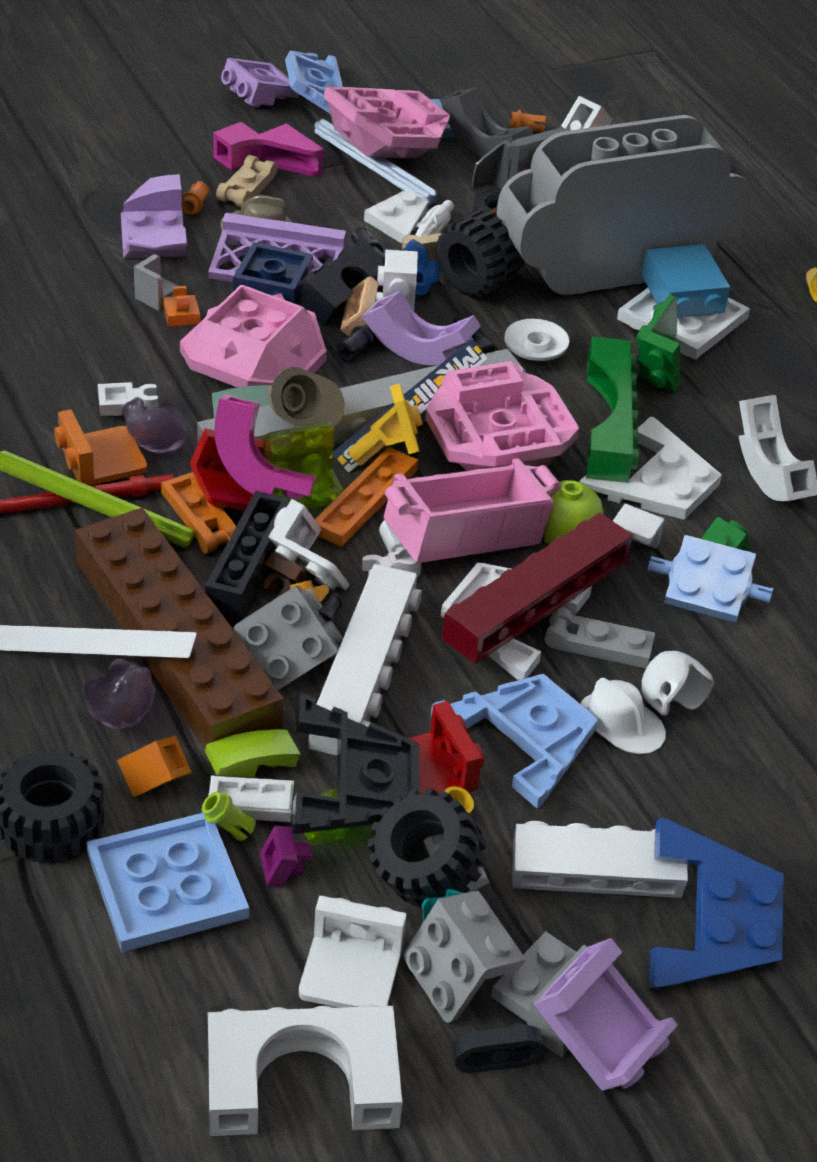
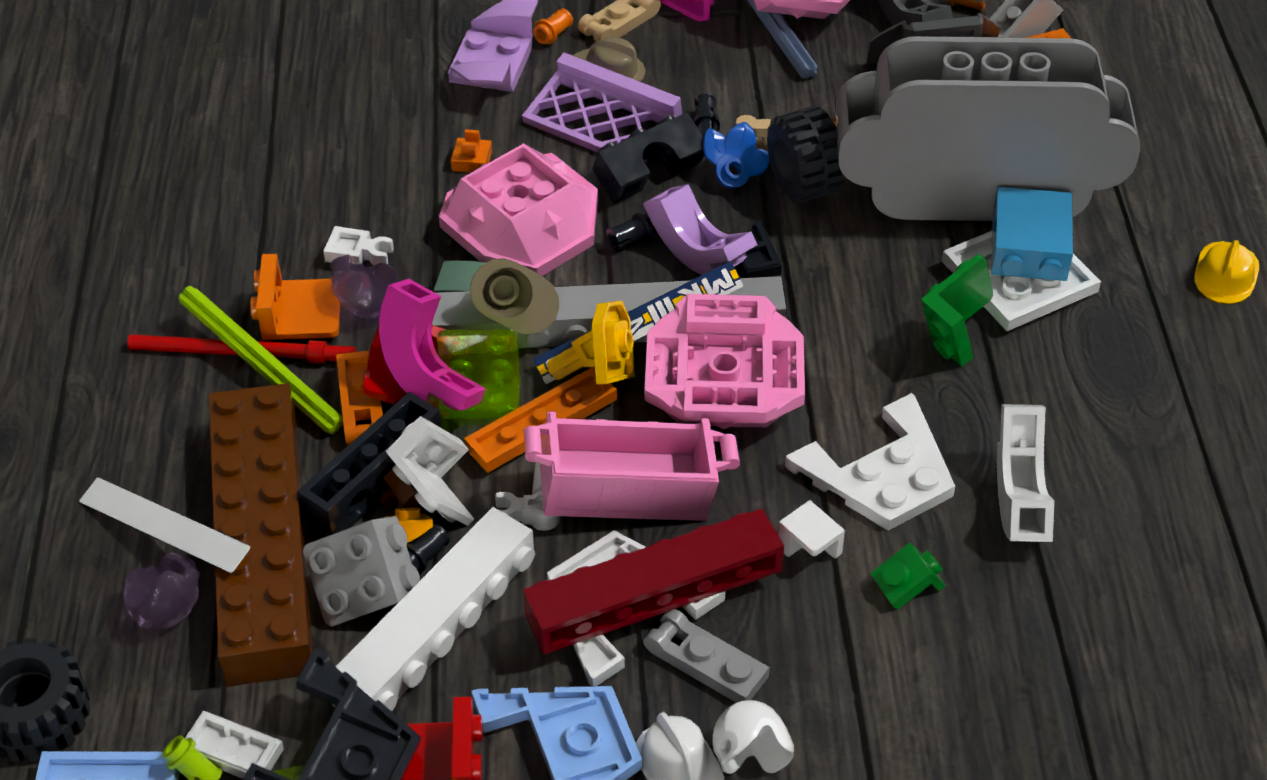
camera: 25 degrees right, 5 degrees up
(149, 284) = (453, 117): light grey panel -> none
(154, 765) = (156, 682): orange panel -> none
(244, 752) = (246, 692): lime slope -> none
(273, 270) = (578, 131): dark blue plate -> none
(360, 301) = (660, 181): light nougat plate -> none
(397, 214) = (762, 84): white wing -> none
(398, 275) = (704, 169): white brick -> none
(435, 219) = (797, 98): white piece -> none
(536, 339) = (829, 269): white dish -> none
(571, 506) = (752, 486): lime cylinder -> none
(615, 440) = (835, 421): green arch -> none
(710, 578) = (868, 616): light blue plate -> none

